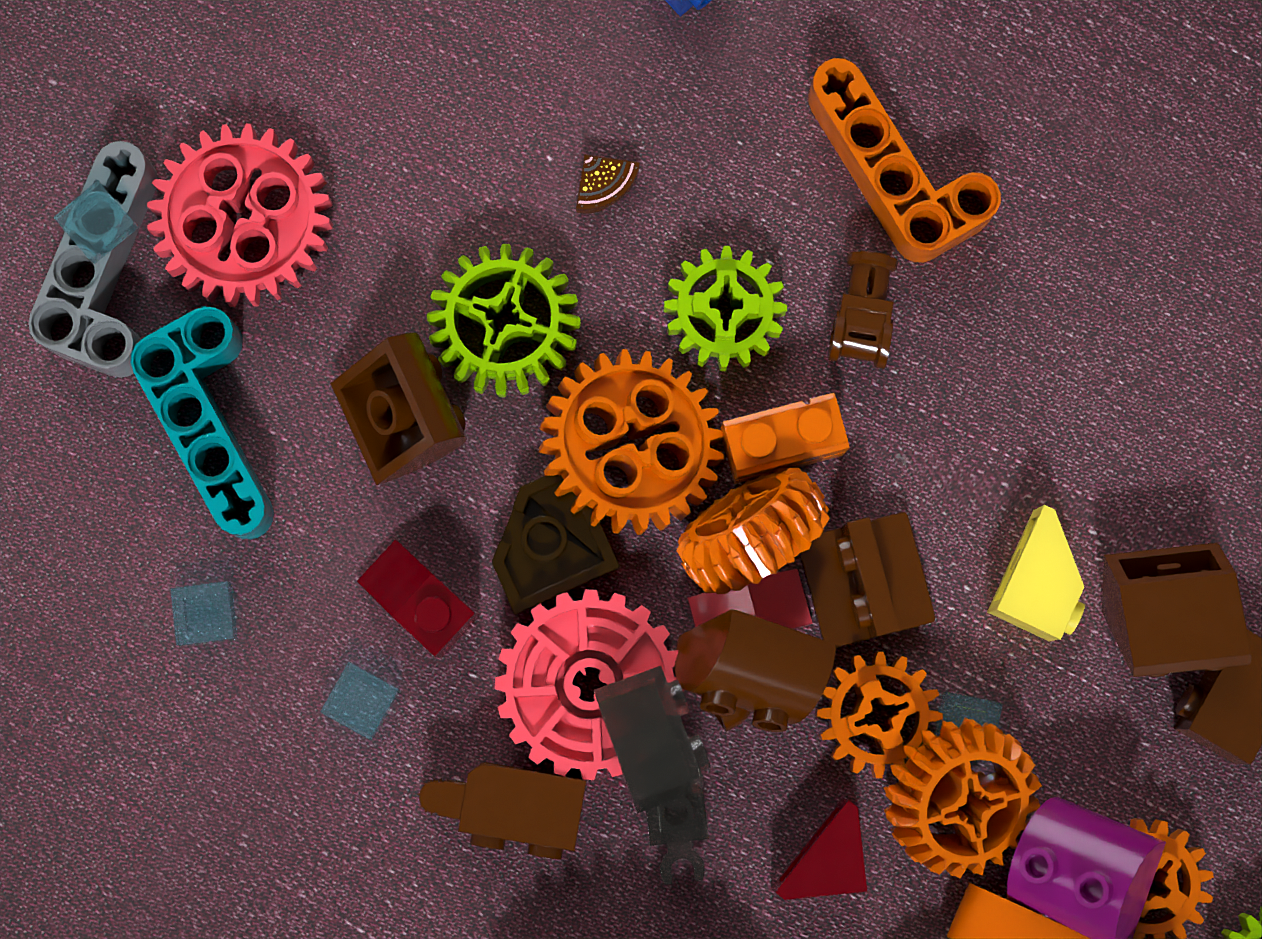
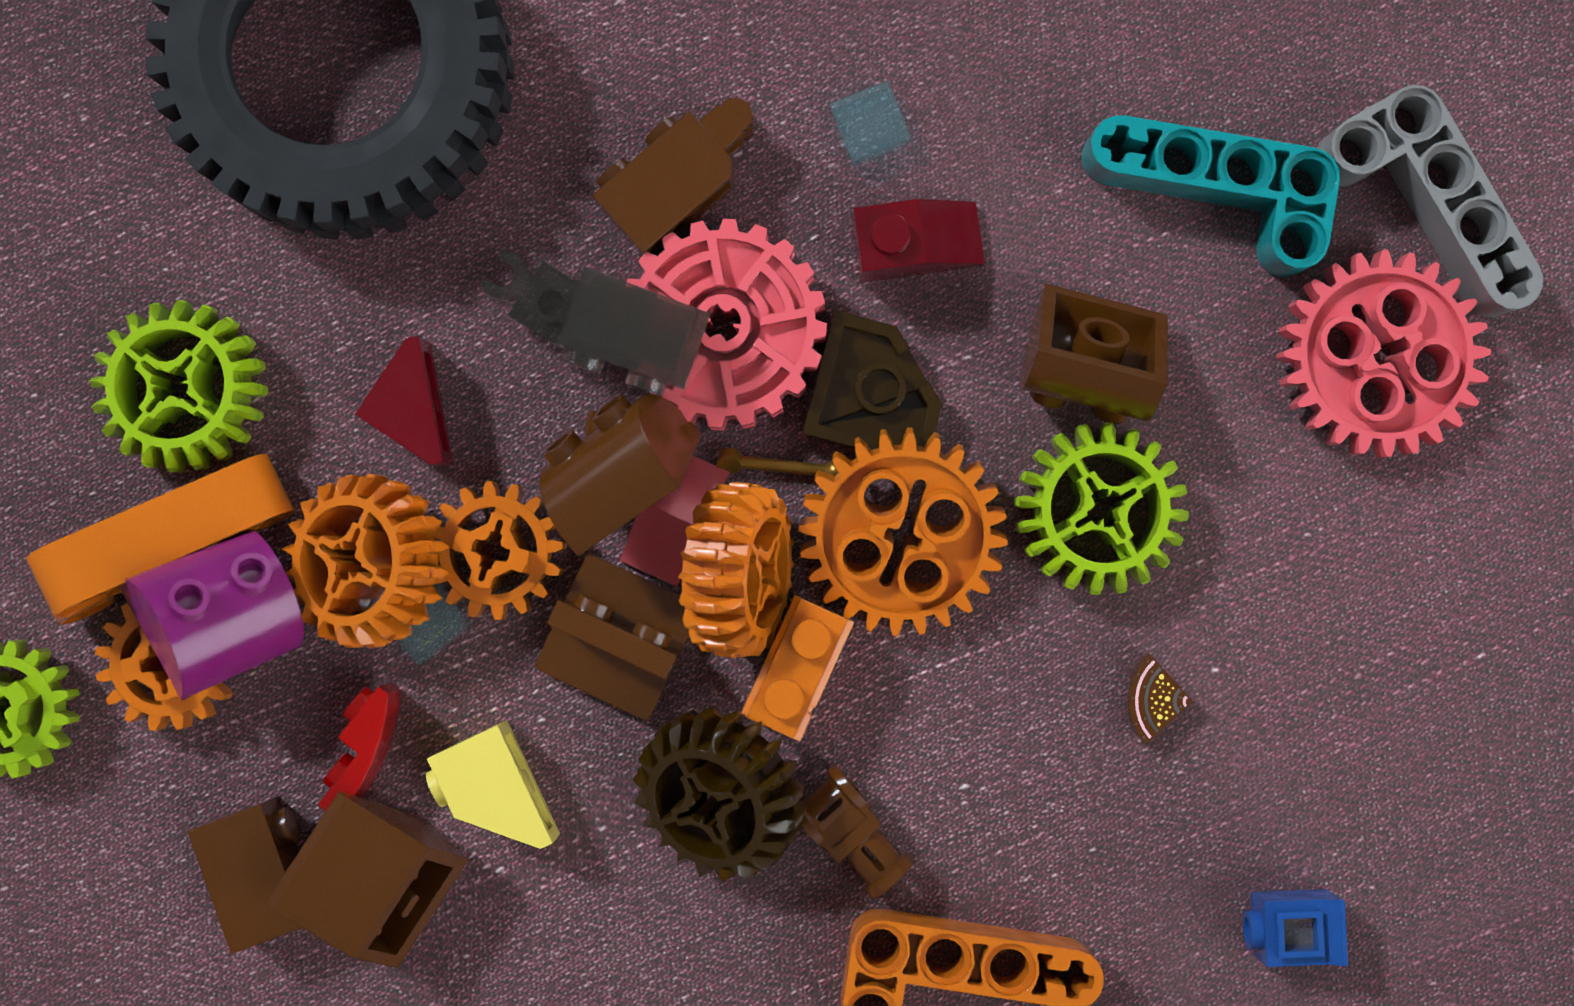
camera: 135 degrees right, 5 degrees up
(96, 222) = (1479, 217): clear light blue tile -> none
(203, 613) = (1053, 50): clear light blue tile -> none
(677, 601) = (732, 461): none -> pearl gold hinge
(701, 308) = (975, 689): lime gear -> none
(902, 421) = (707, 782): none -> dark brown gear
(1080, 696) = (369, 733): none -> red slope

